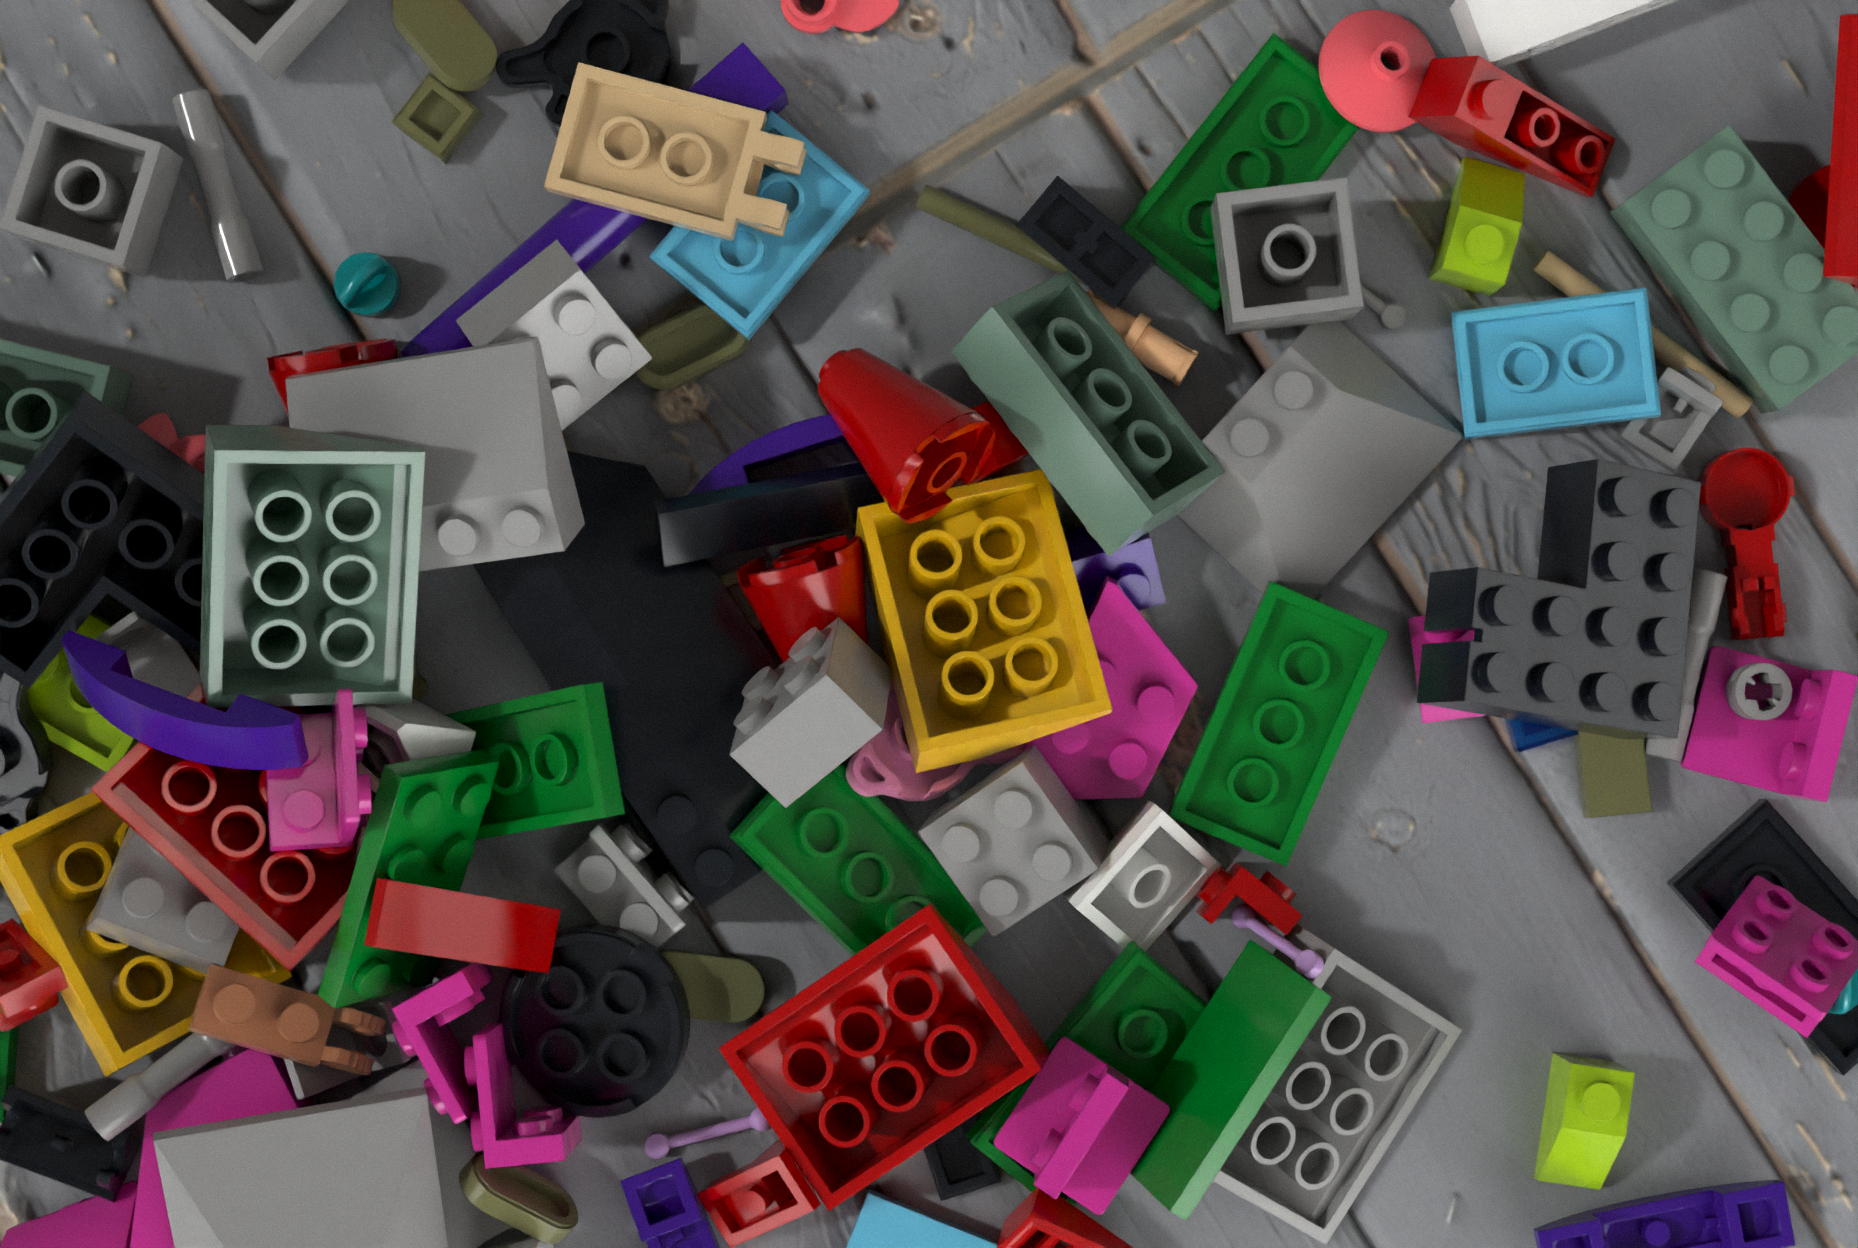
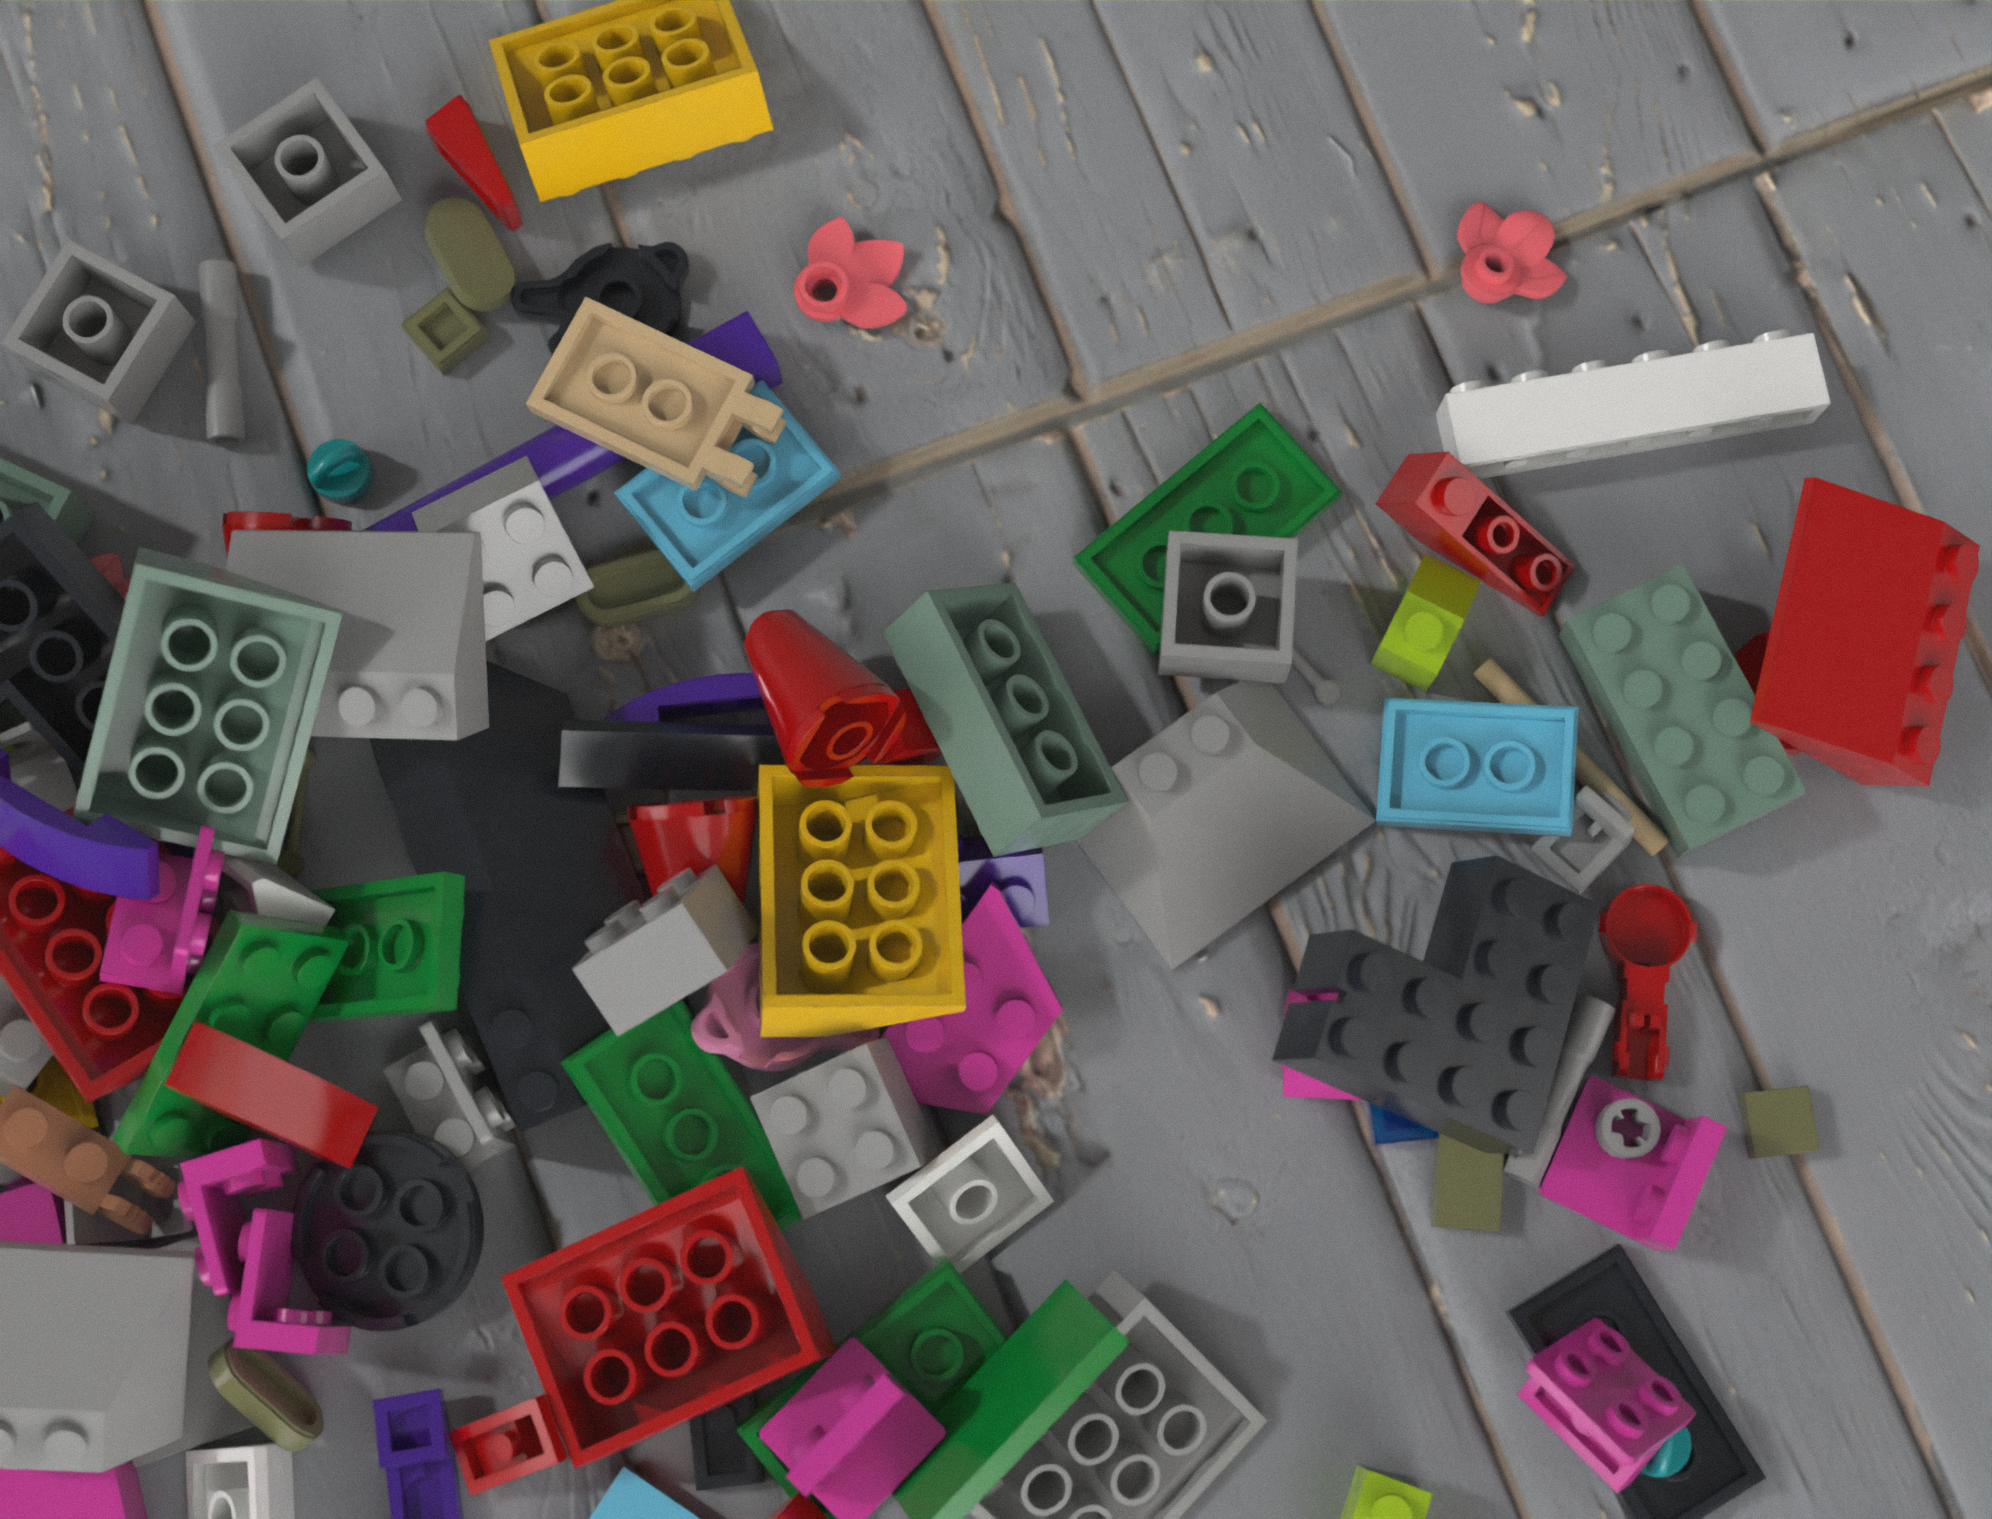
camera: 10 degrees right, 10 degrees down
(660, 1143) = (424, 1373): lavender hinge -> none
(718, 985) = (520, 1220): olive tile -> none
(985, 226) = (964, 542): olive bar -> none
(1086, 242) = (1039, 560): black hinge -> none
(1147, 343) = (1080, 670): light nougat pin -> none
(1265, 895) = (1089, 1238): red bracket -> none
(1277, 723) = (1135, 1065): green plate -> none
(1306, 962) = (1115, 1307): lavender hinge -> none
(1357, 79) = (1335, 465): coral dish -> none

